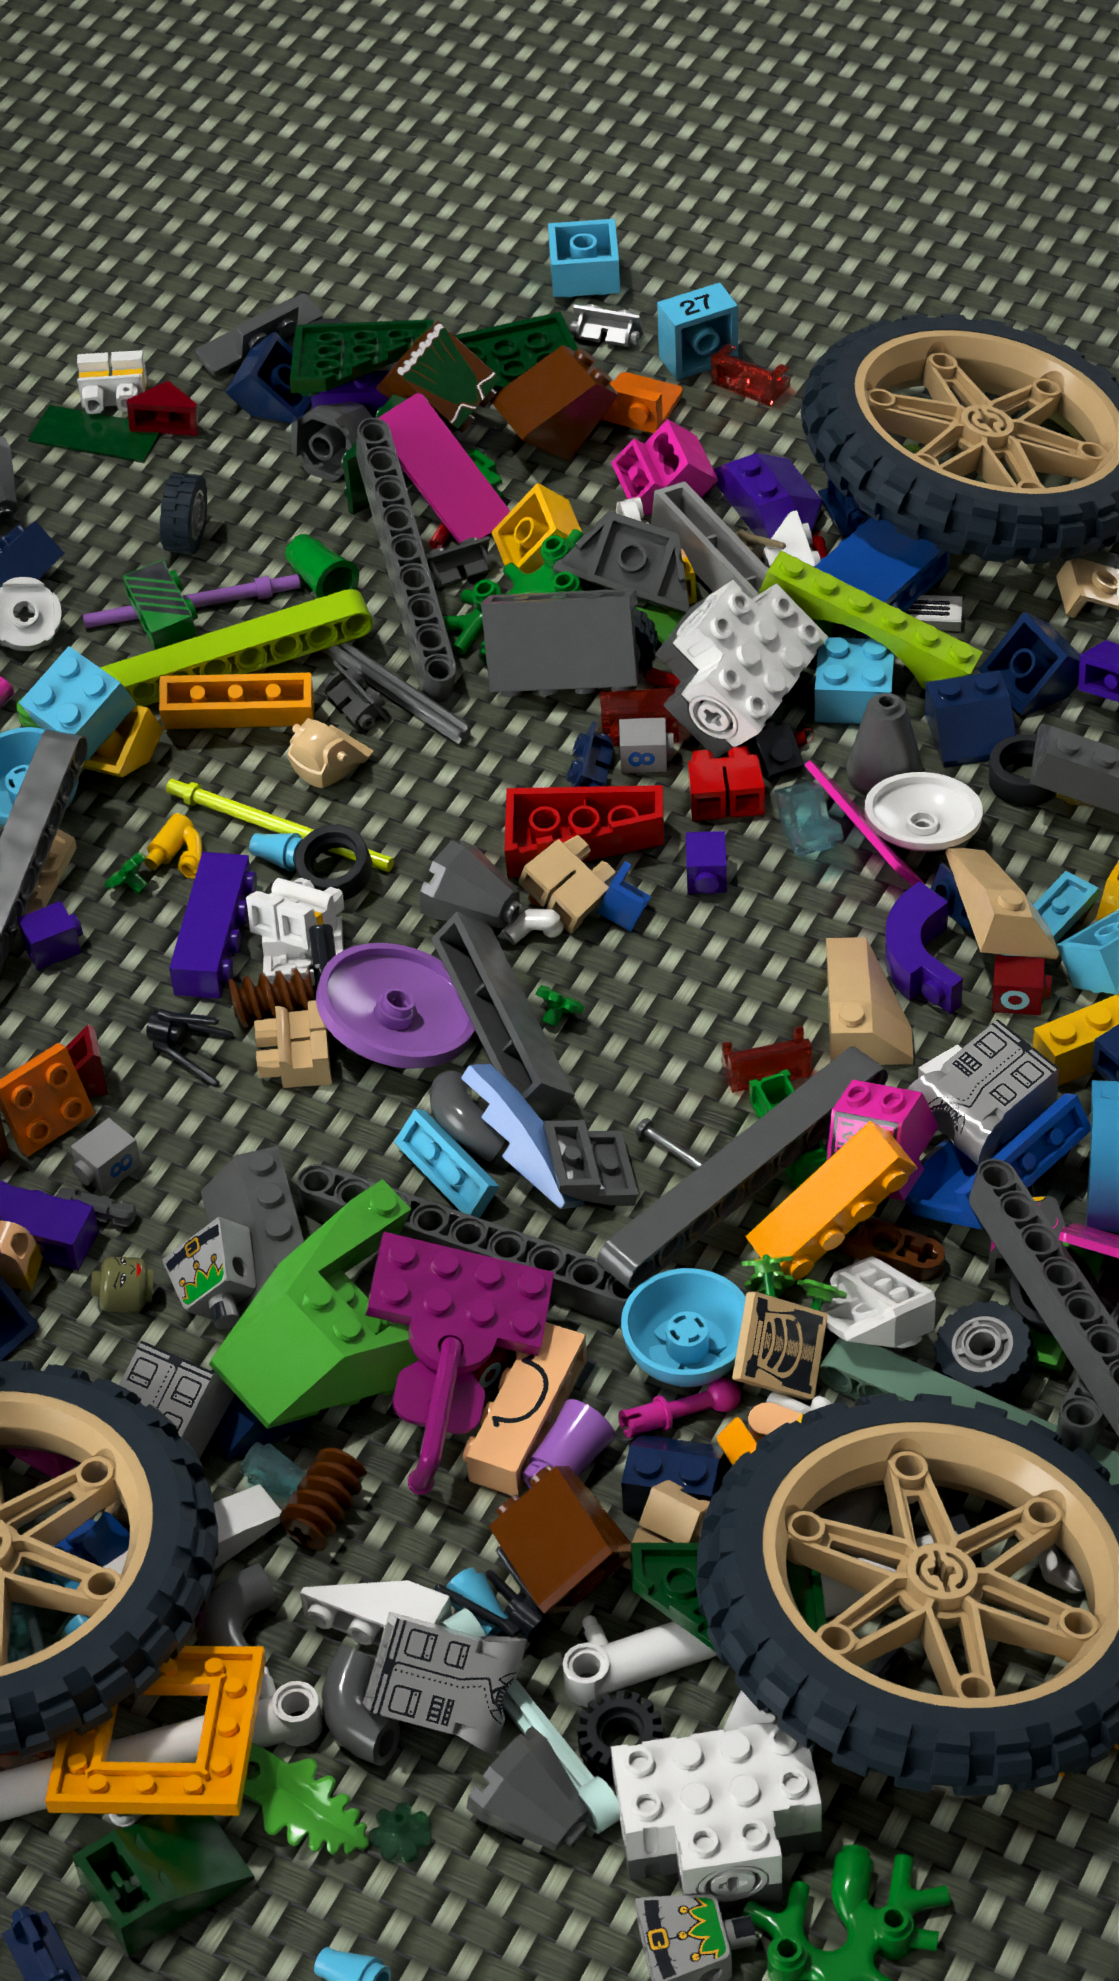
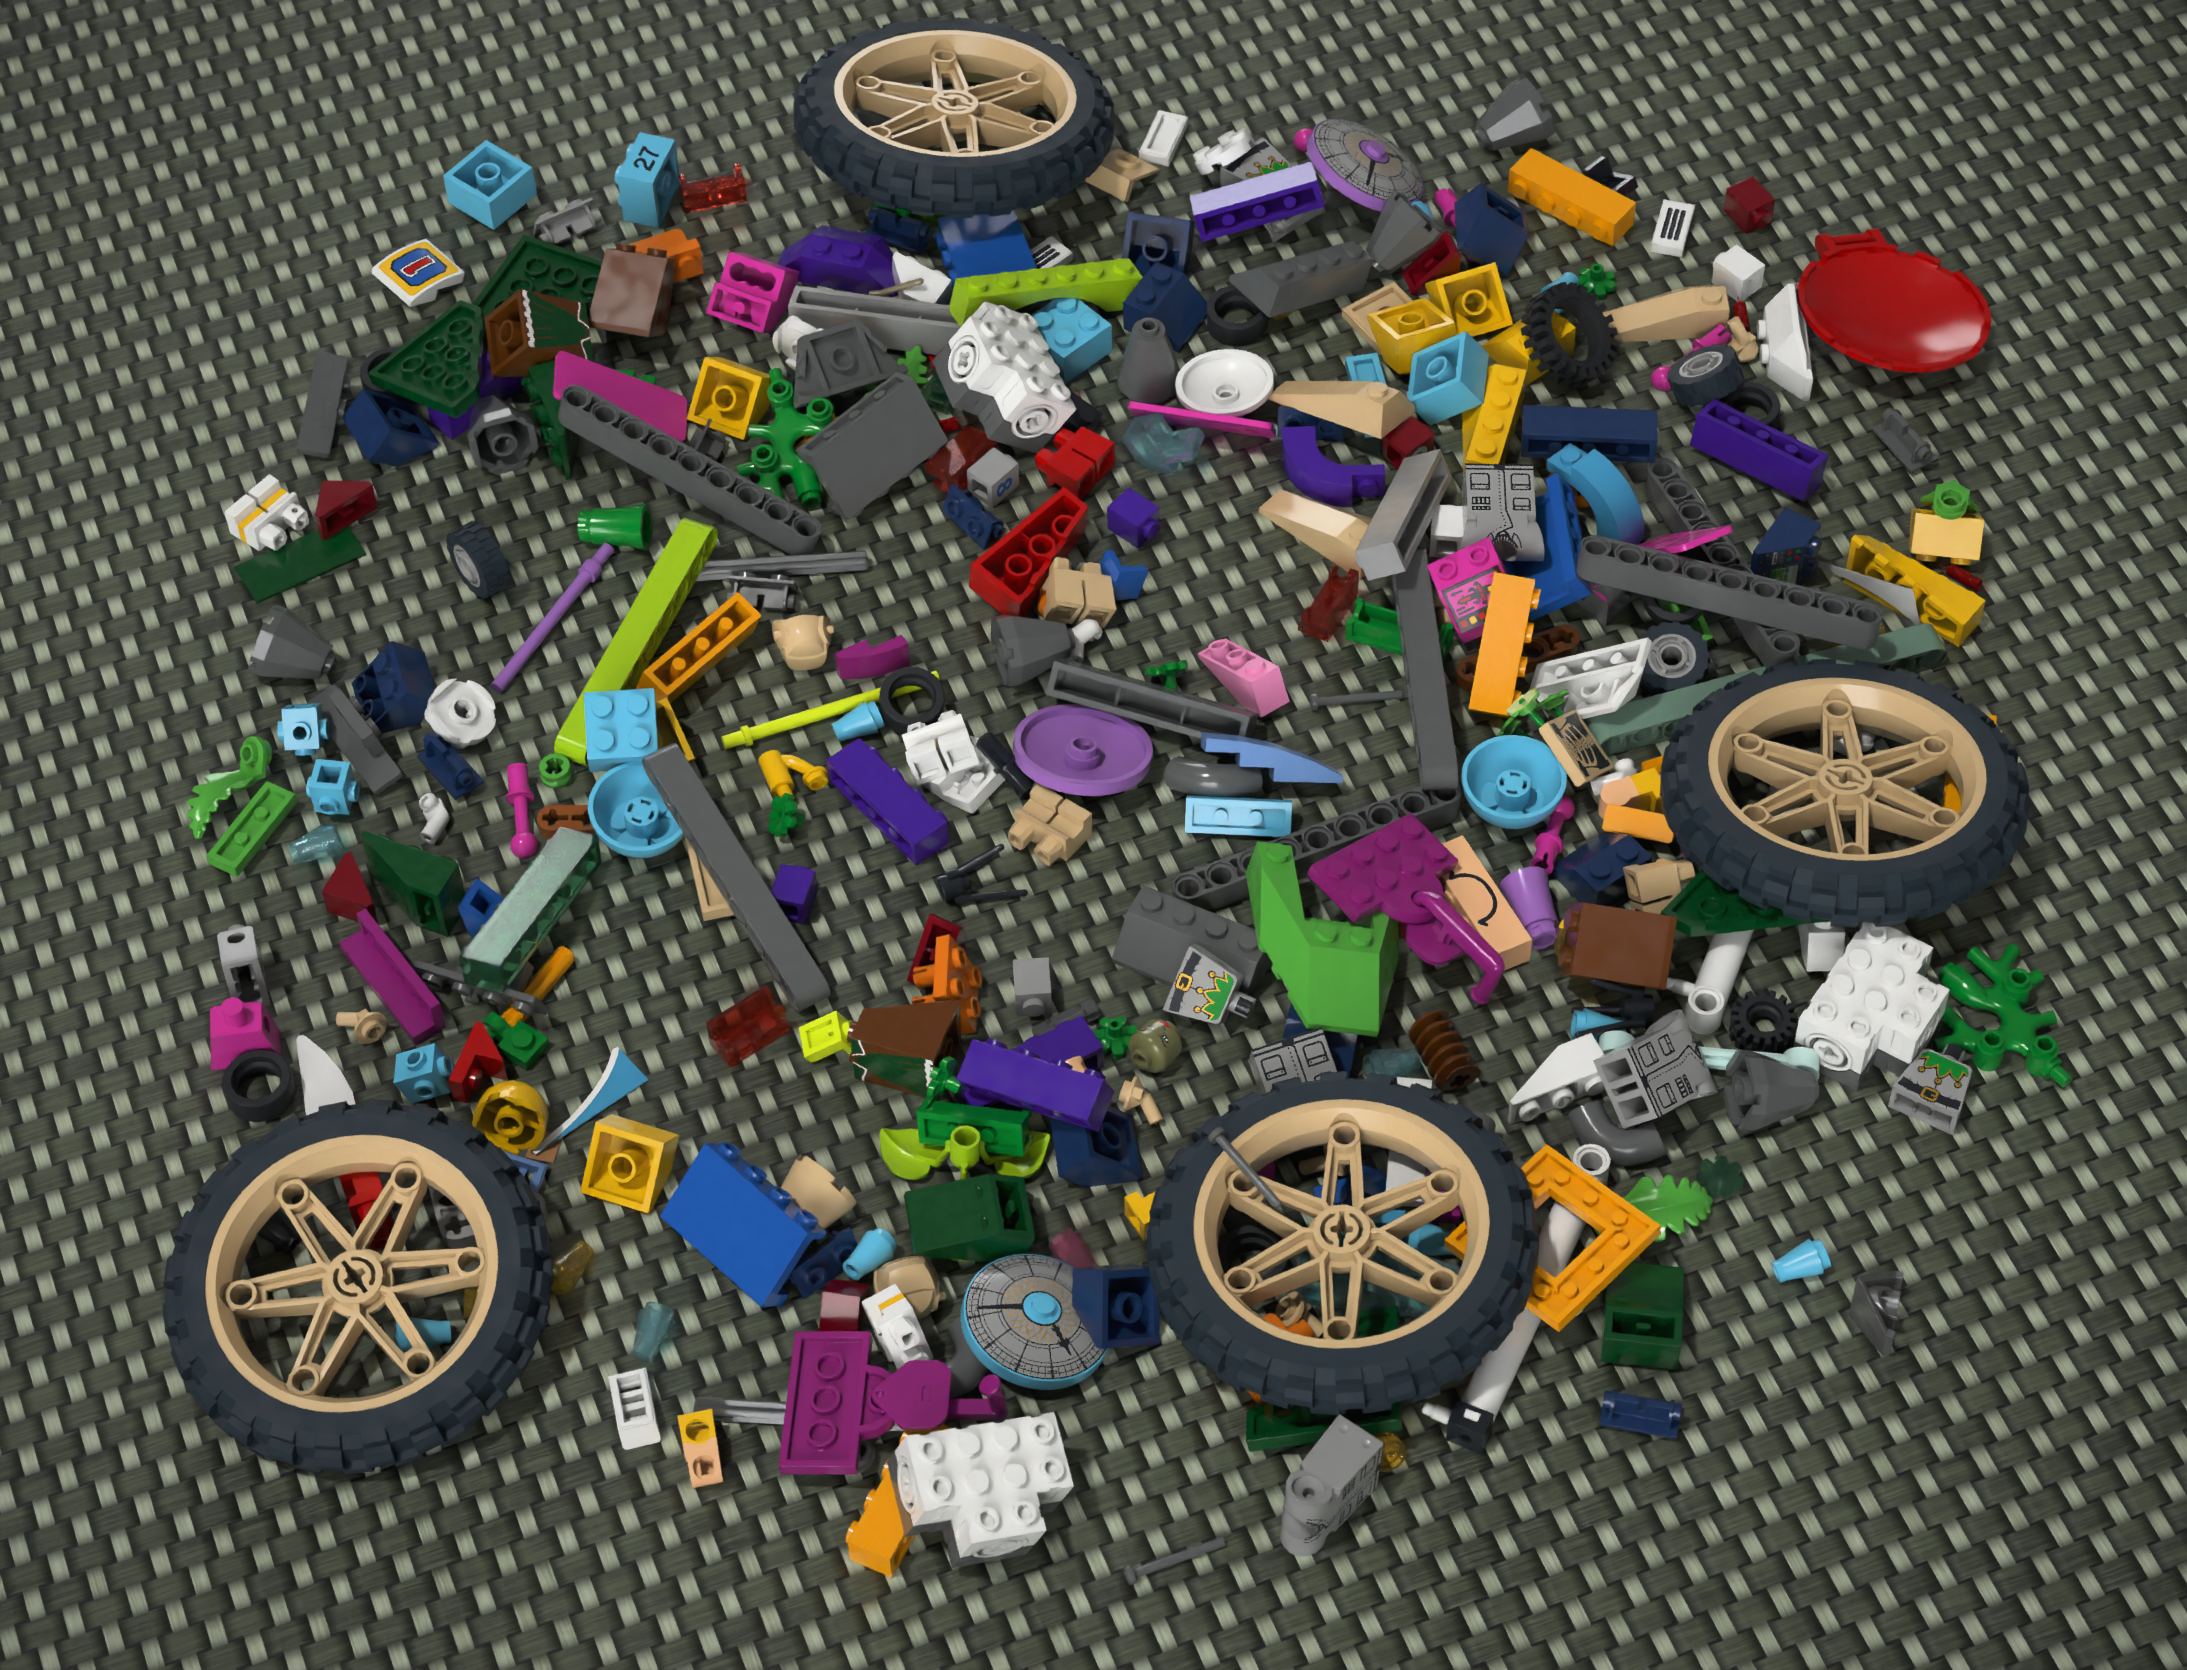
camera: 50 degrees left, 5 degrees up
(55, 1307) = (1134, 1094): none -> tan plate
(114, 1244) = (1114, 1035): none -> green plant
(160, 605) = (548, 633): green brick -> none
(266, 995) = (993, 810): reddish brown piece -> none
(363, 815) = (864, 662): none -> magenta slope
(454, 287) = (418, 272): none -> slope
(590, 1163) = (1323, 742): dark grey slope -> none
(613, 1060) = (1248, 677): none -> bright pink slope
(895, 1024) = (1403, 515): none -> light grey brick

